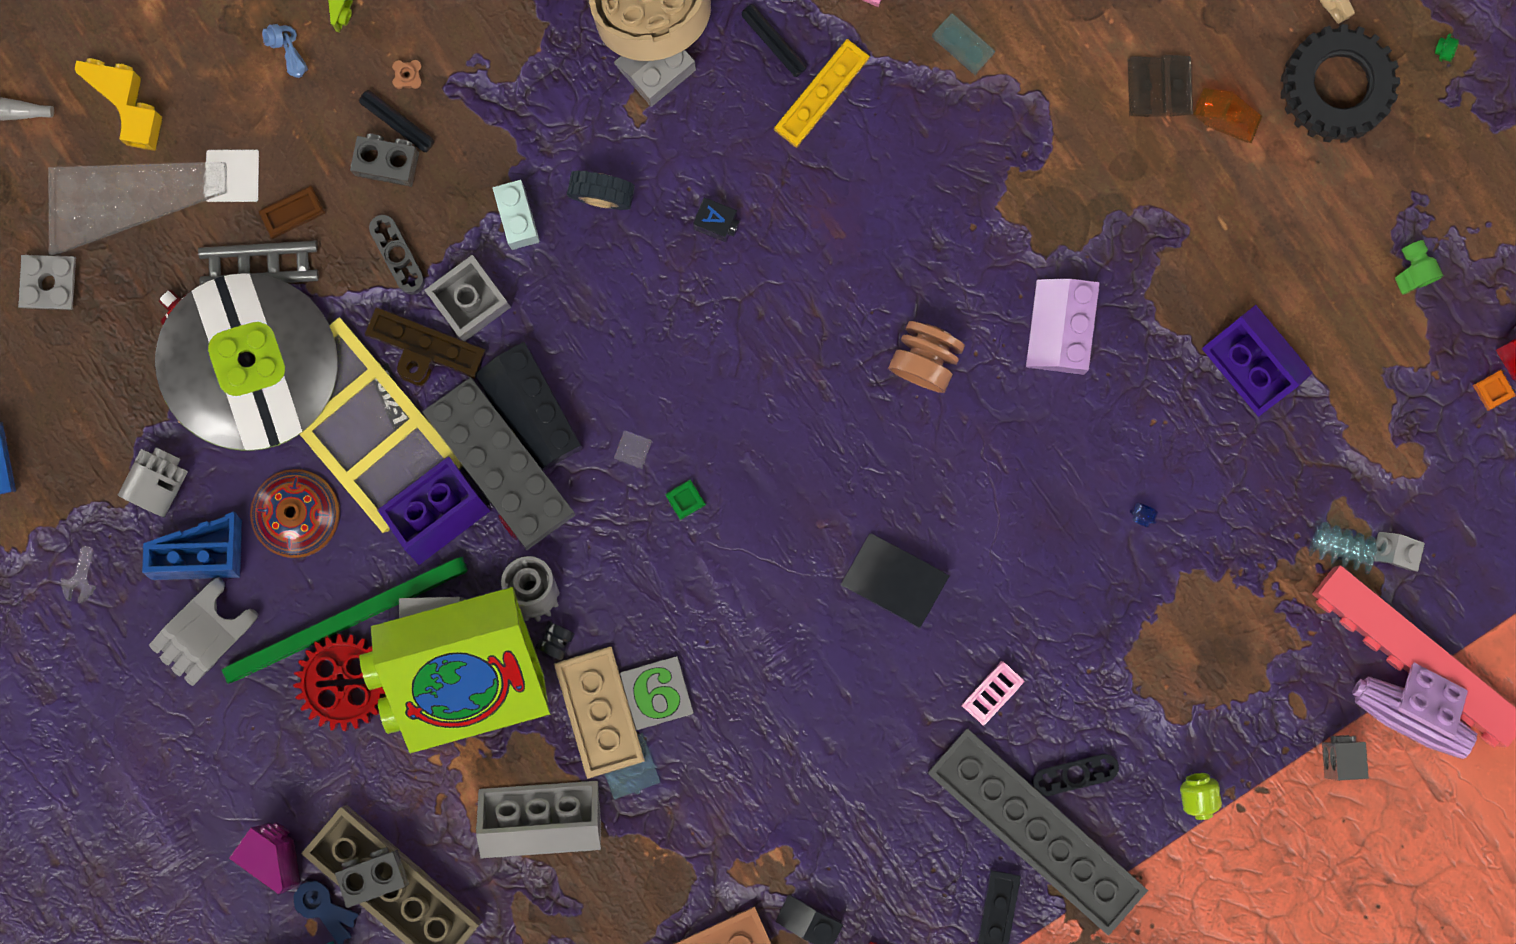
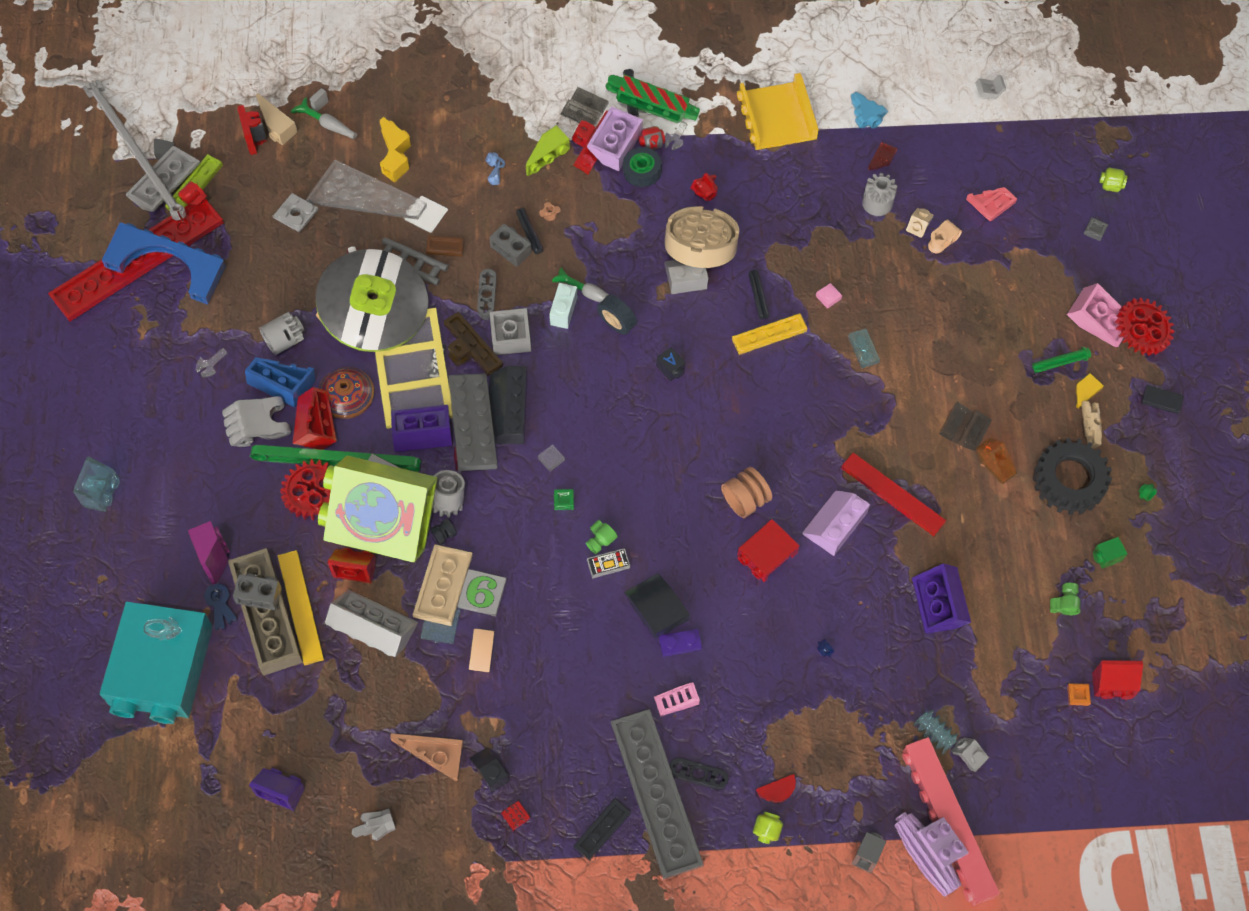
camera: 25 degrees right, 20 degrees down
(49, 847) = (96, 485): none -> clear light blue slope
(282, 585) = (314, 420): none -> red wedge
(432, 850) = (300, 608): none -> yellow tile
(465, 757) = (352, 565): none -> red slope
(535, 168) = (589, 290): none -> piece
(705, 773) = (481, 650): none -> light nougat slope
(770, 526) = (603, 536): none -> bright green piece
(797, 556) = (608, 563): none -> tile
(953, 612) = (680, 642): none -> dark purple plate
(997, 422) = (767, 550): none -> red panel
(1116, 242) = (893, 494): none -> red tile
(1186, 737) = (779, 790): none -> red tile
(1440, 168) = (1109, 553): none -> green brick

